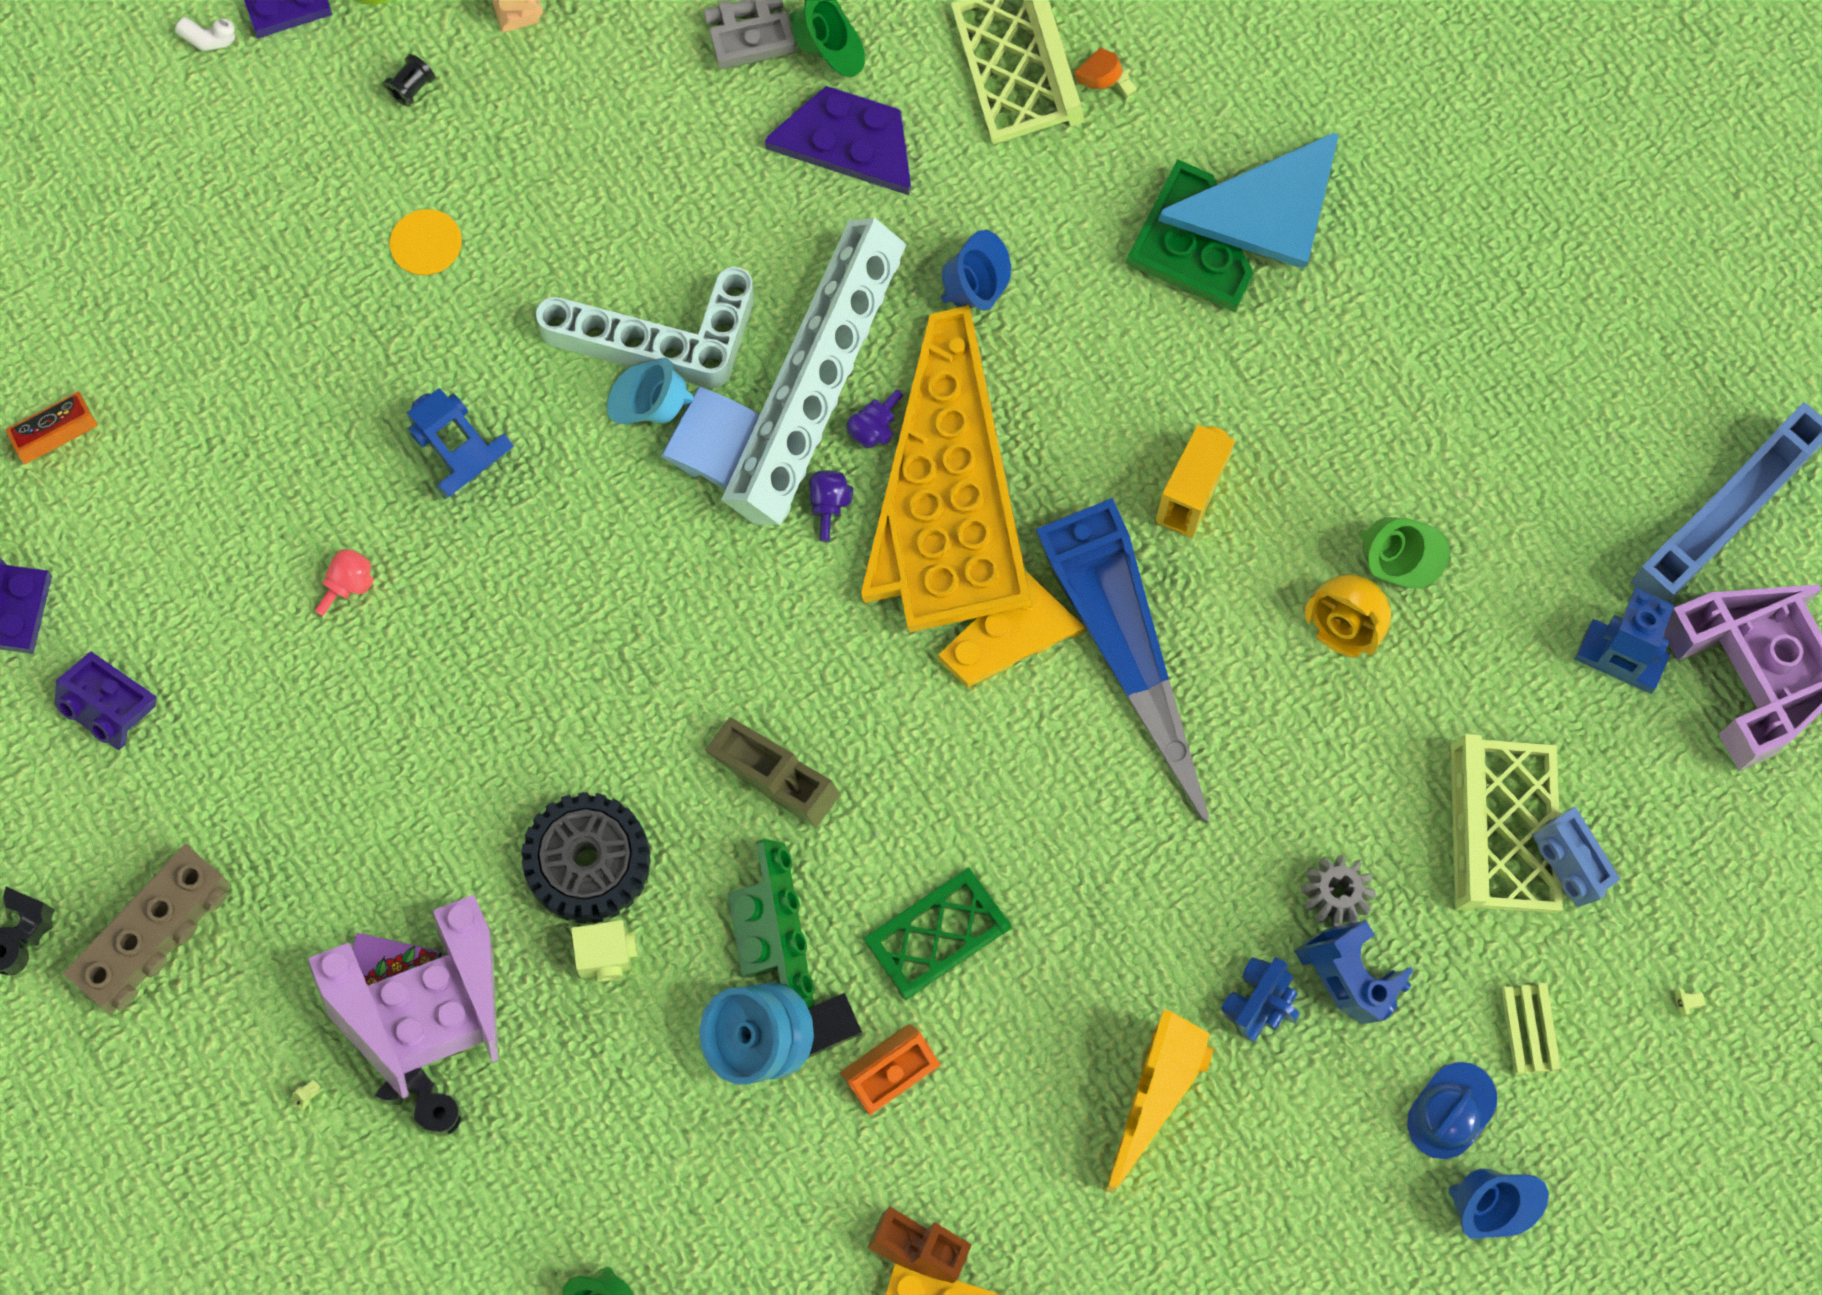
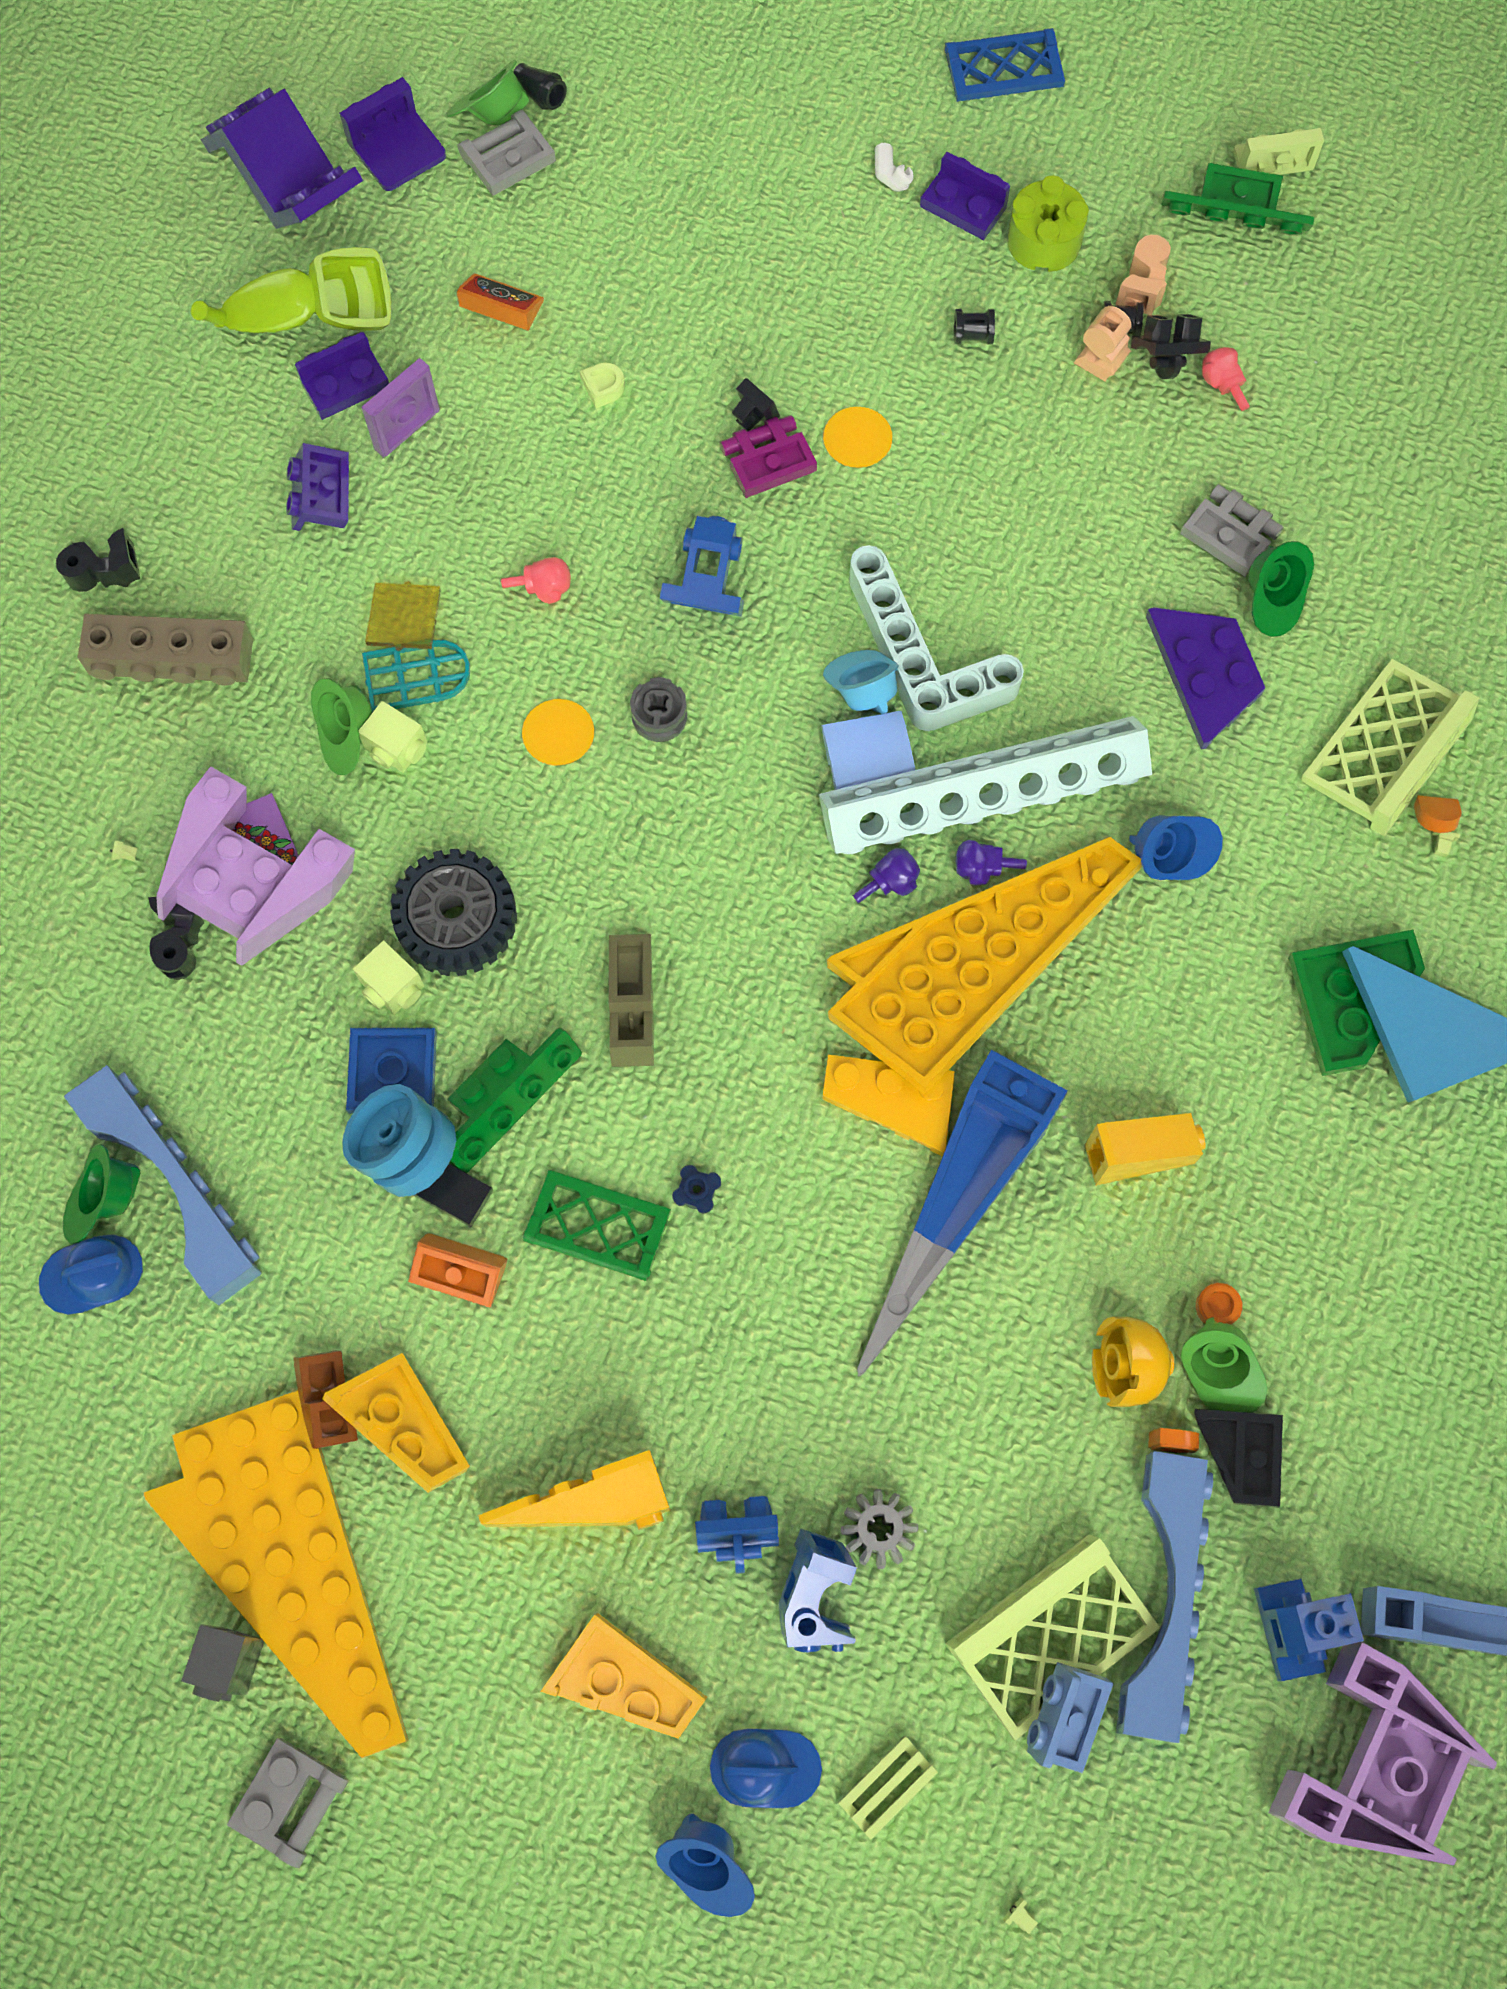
camera: 55 degrees right, 0 degrees up
(95, 576) = (401, 408): none -> medium lavender tile
(203, 401) = (603, 383): none -> yellowish green tile
(281, 714) = (403, 616): none -> clear yellow piece
(333, 298) = (753, 406): none -> black tile
(344, 760) = (402, 667): none -> teal window
(344, 833) = (339, 716): none -> bright green piece
(391, 798) = (393, 738): none -> yellowish green brick
(397, 324) = (771, 464): none -> magenta plate
(490, 665) = (558, 732): none -> yellow sticker
(541, 570) = (658, 710): none -> dark grey wheel
(543, 1256) = (211, 1250): none -> medium blue arch
(672, 1003) = (389, 1058): none -> blue tile
(969, 846) = (703, 1200): none -> dark blue plate
(984, 1197) = (400, 1421): none -> yellow wing
(1313, 1166) = (624, 1679): none -> yellow wing
(1349, 519) = (1220, 1302): none -> orange tile
(1428, 630) = (1173, 1440): none -> orange tile
(1476, 586) = (1246, 1453): none -> black wing
(1600, 783) = (1154, 1693): none -> medium blue arch

